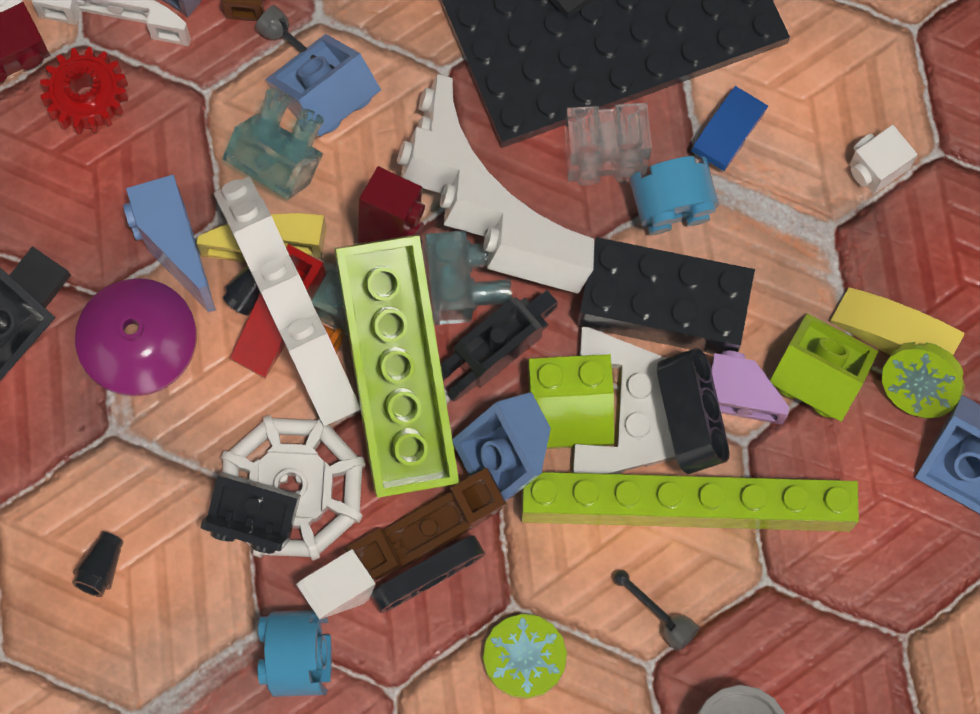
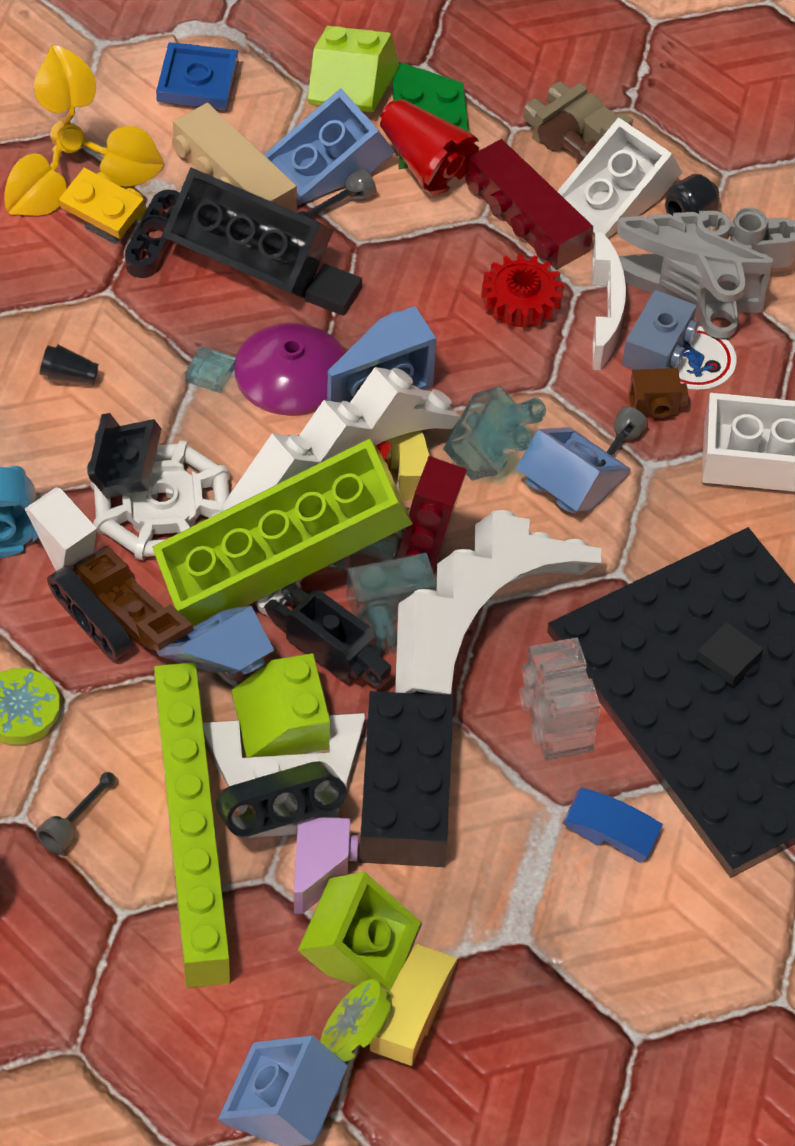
camera: 80 degrees right, 20 degrees down
(125, 418) = (210, 369): none -> clear light blue tile
(674, 193) = (519, 766): dark azure brick -> none
(881, 159) = (608, 969): white brick -> none

